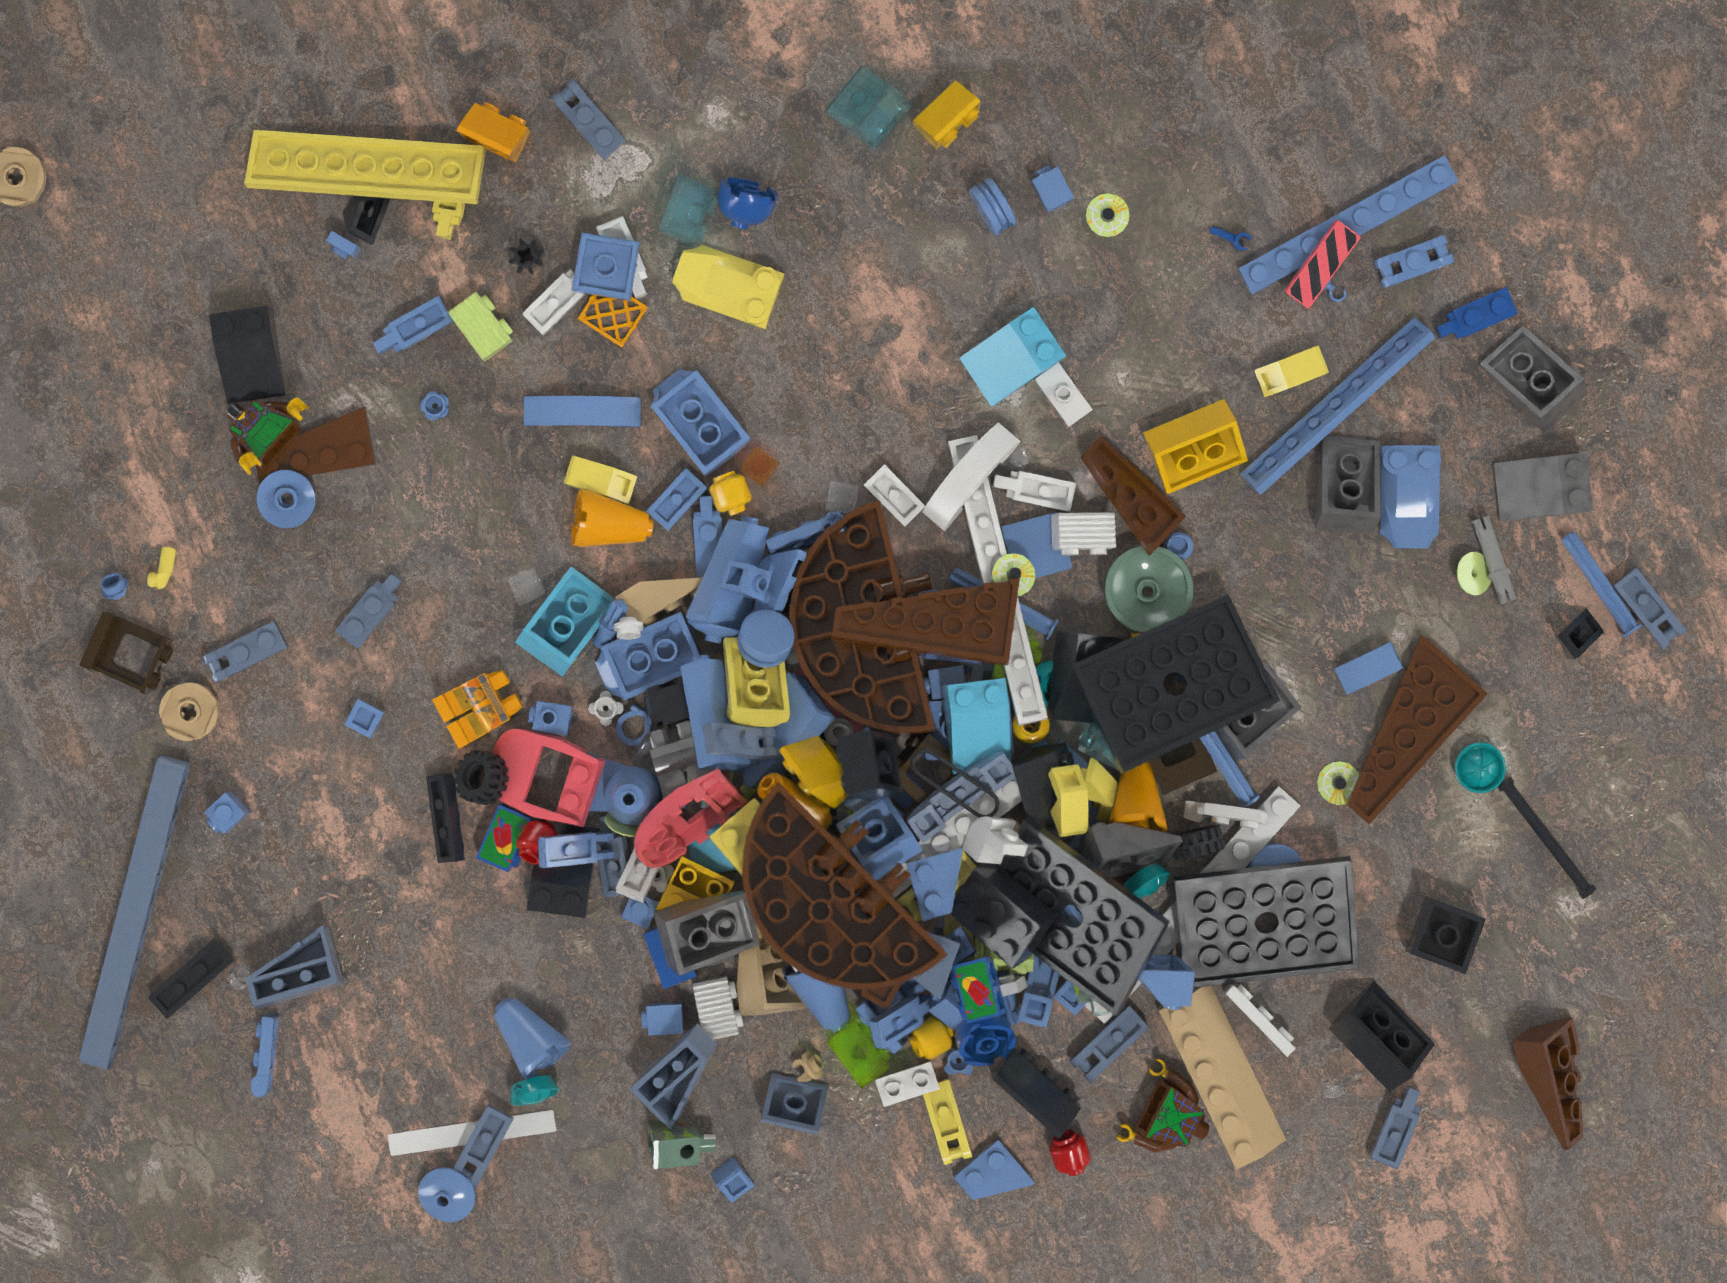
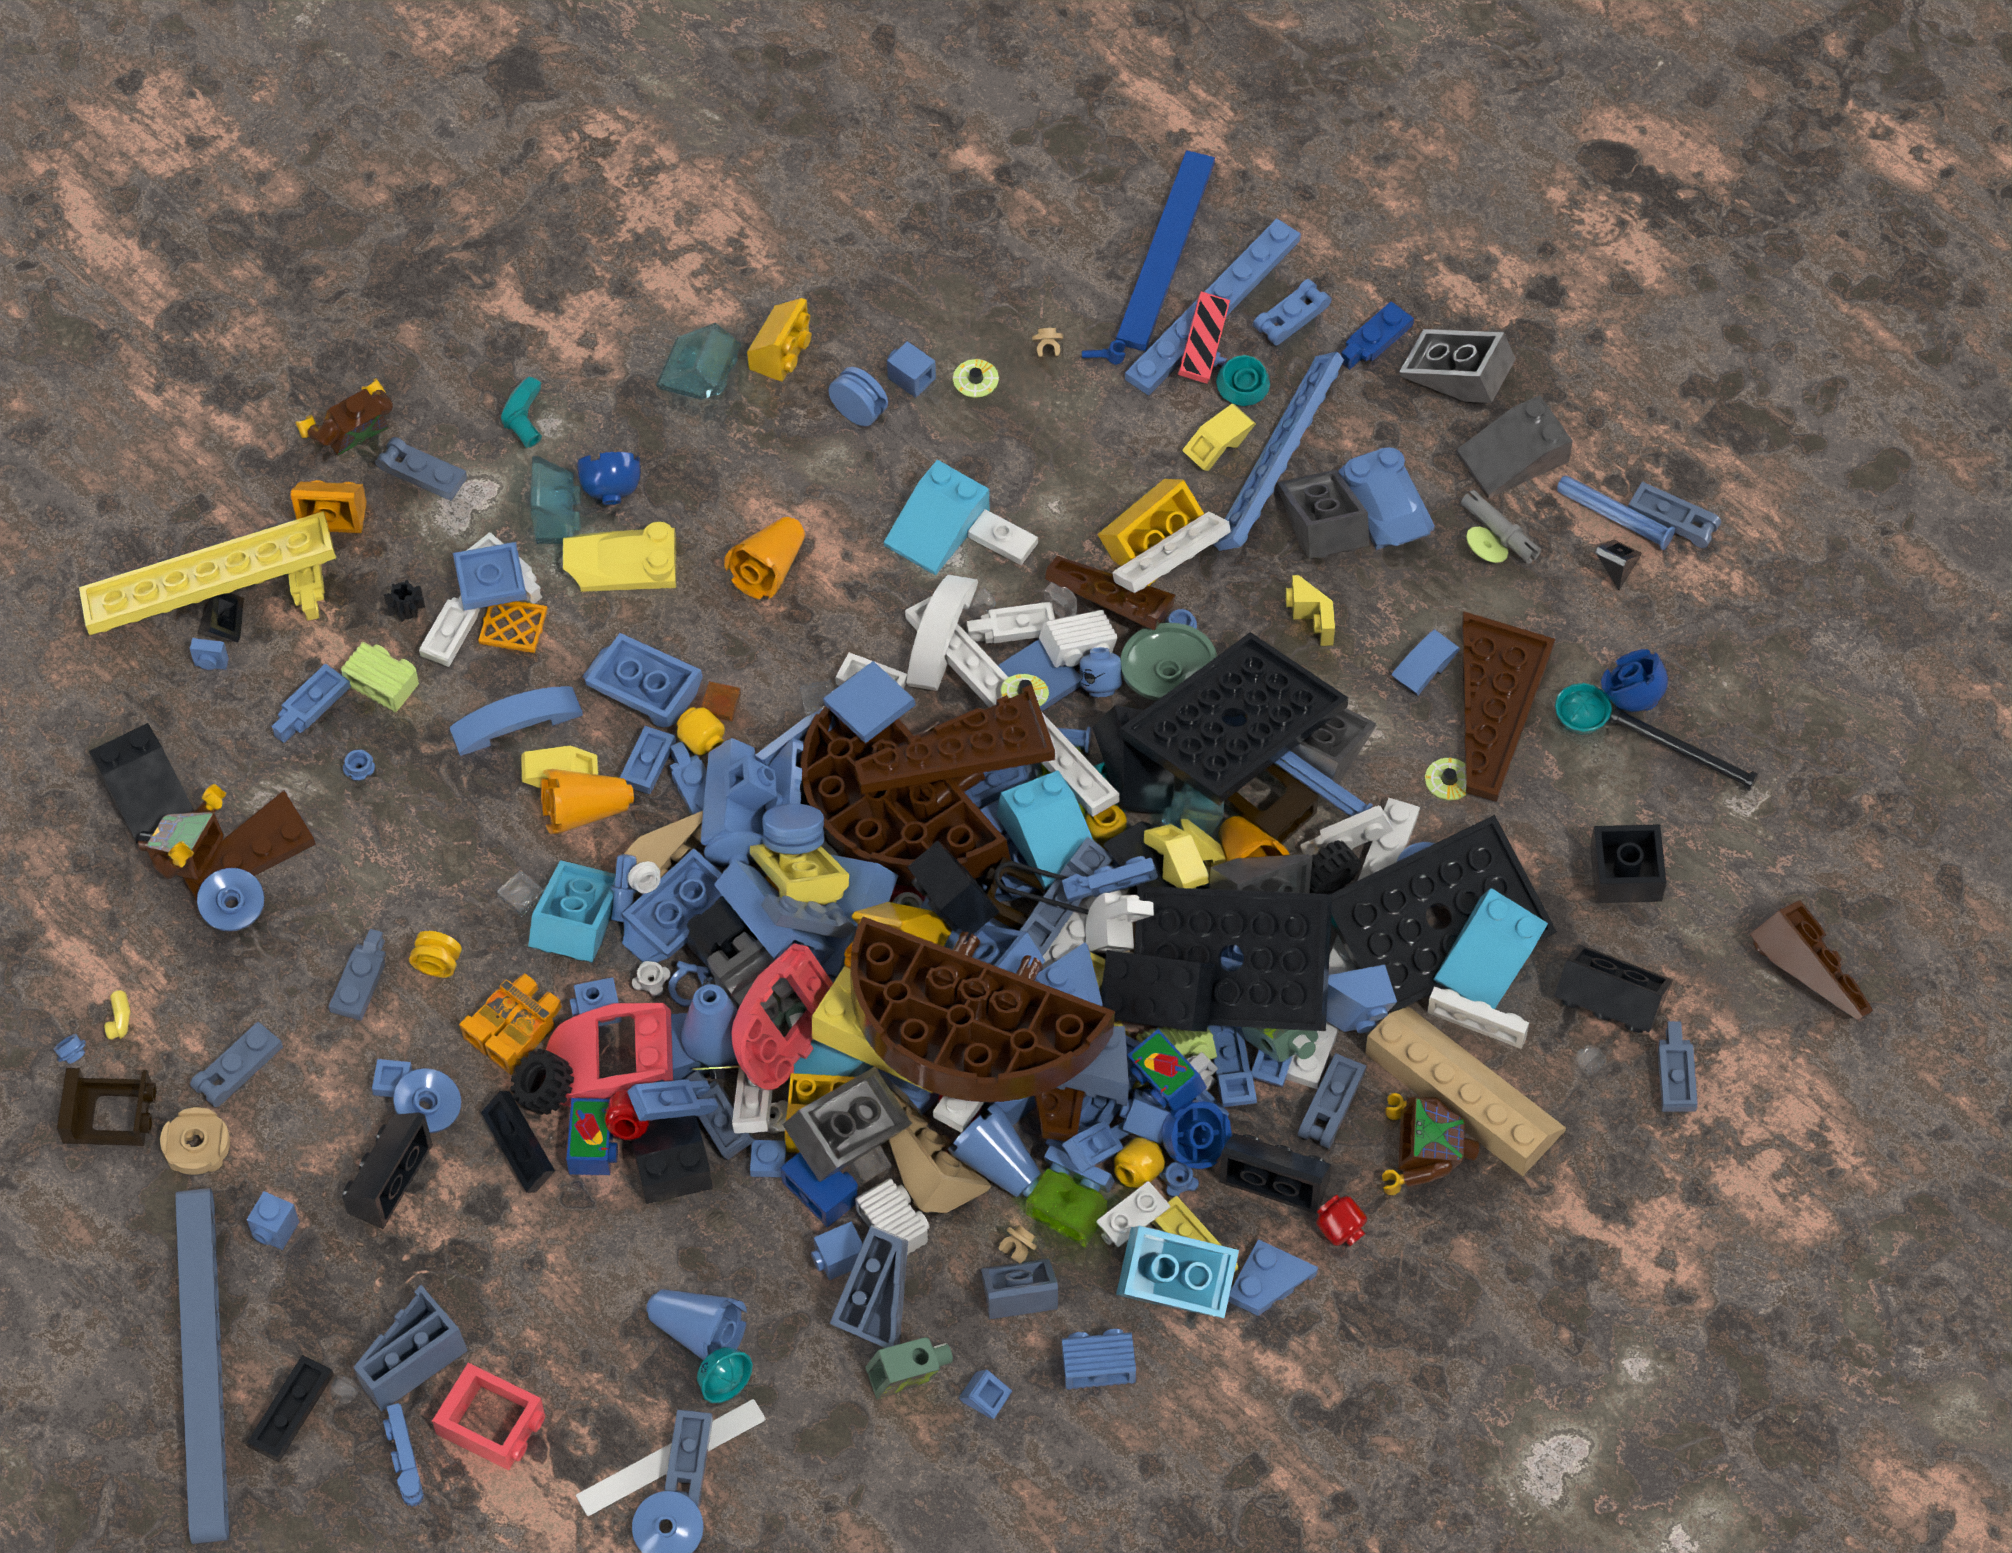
camera: 20 degrees left, 30 degrees down
(331, 803) = (388, 1169): none -> black slope
(354, 1082) = (459, 1399): none -> coral window
(387, 767) = (433, 1088): none -> medium blue dish
(436, 620) = (435, 954): none -> yellow wheel
(544, 52) = (351, 419): none -> reddish brown torso
(692, 91) = (516, 411): none -> teal arm
(830, 1192) = (1098, 1359): none -> medium blue brick
(852, 340) = (765, 557): none -> light orange cone
(876, 539) = (869, 701): none -> medium blue tile
(918, 1149) = (1177, 1272): none -> medium azure slope
(1003, 804) = (1109, 880): none -> medium blue hinge
(1088, 573) = (1100, 672): none -> medium blue head
(1185, 203) = (1047, 336): none -> tan plate
(1197, 480) = (1171, 552): none -> white plate
(1292, 568) = (1312, 604): none -> light yellow slope
(1294, 971) = (1490, 949): none -> medium azure slope
(1332, 146) = (1165, 250): none -> blue tile
(1338, 317) = (1243, 381): none -> teal hat
(1533, 766) = (1636, 681): none -> blue cylinder

